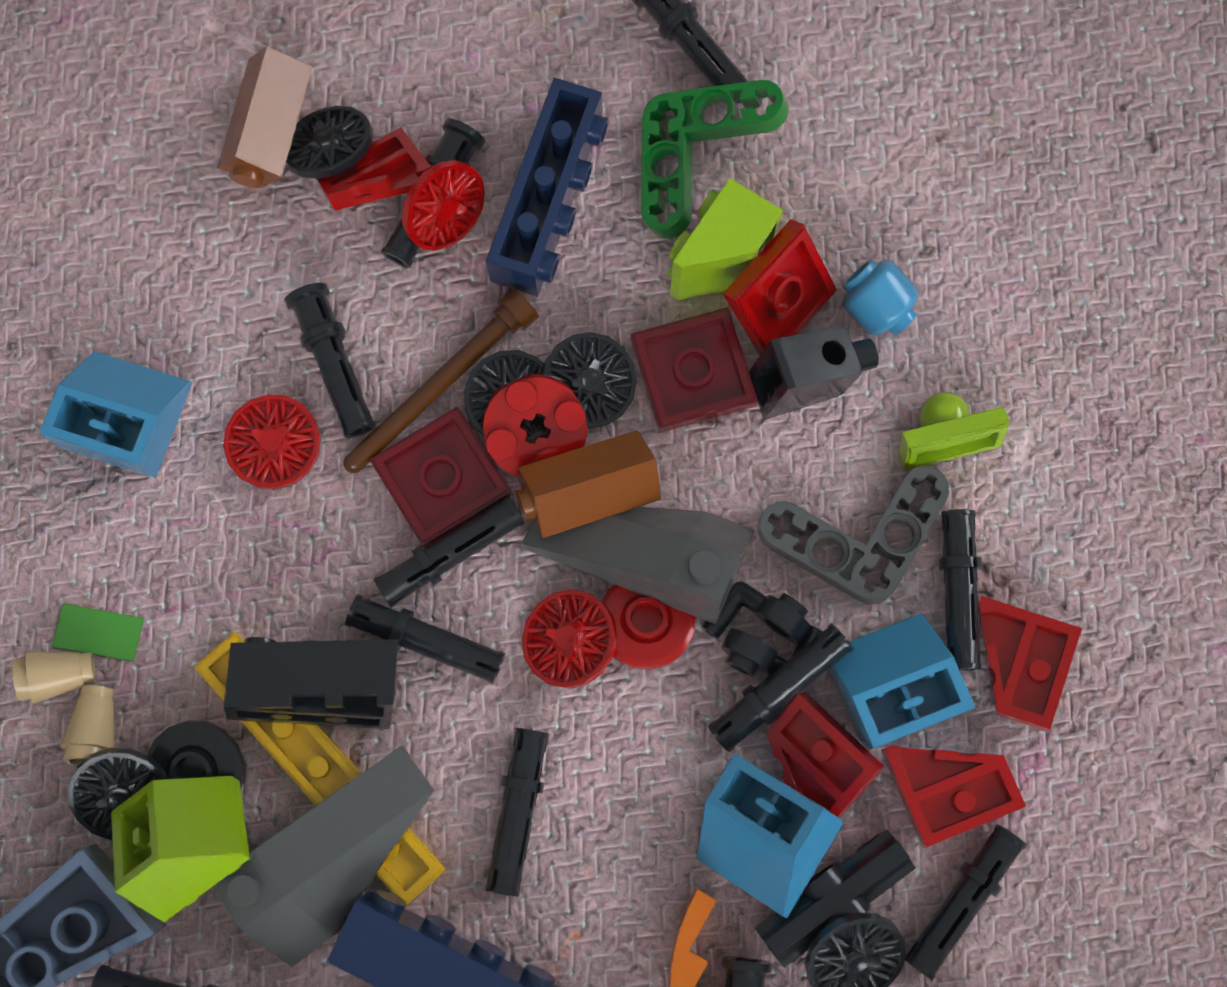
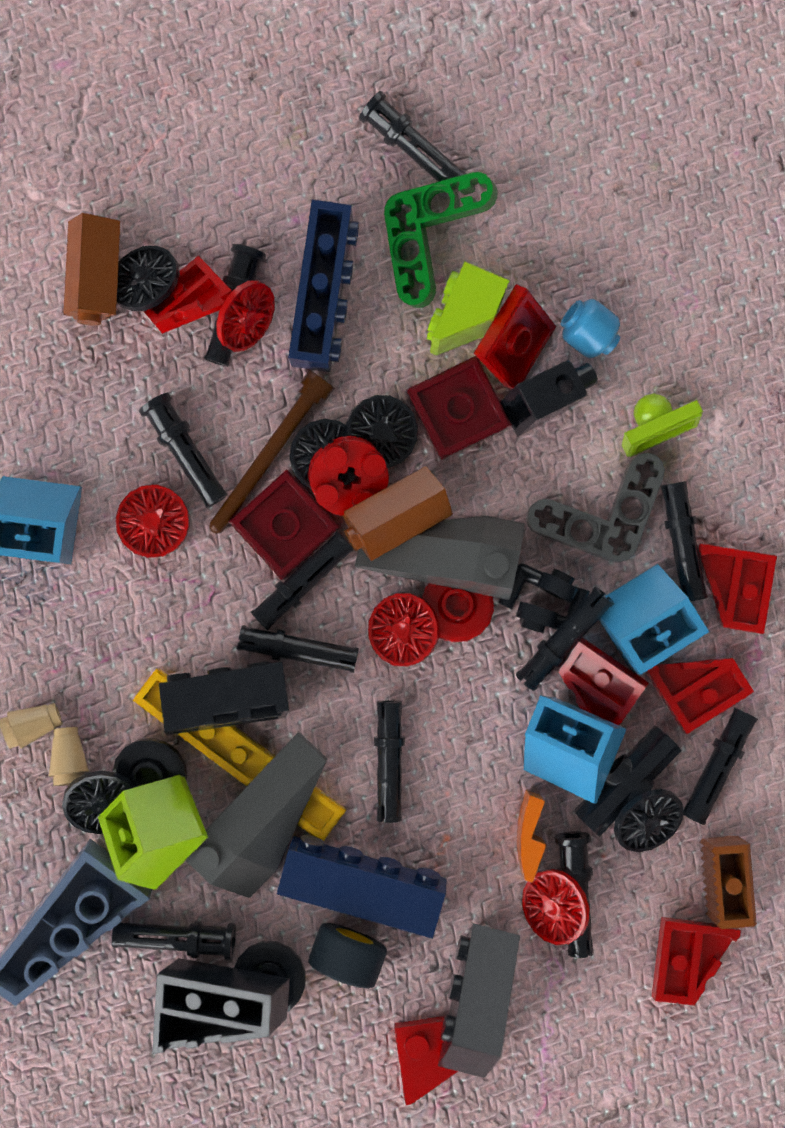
camera: 15 degrees left, 10 degrees up
(98, 632) = (55, 685): bright green sticker -> none

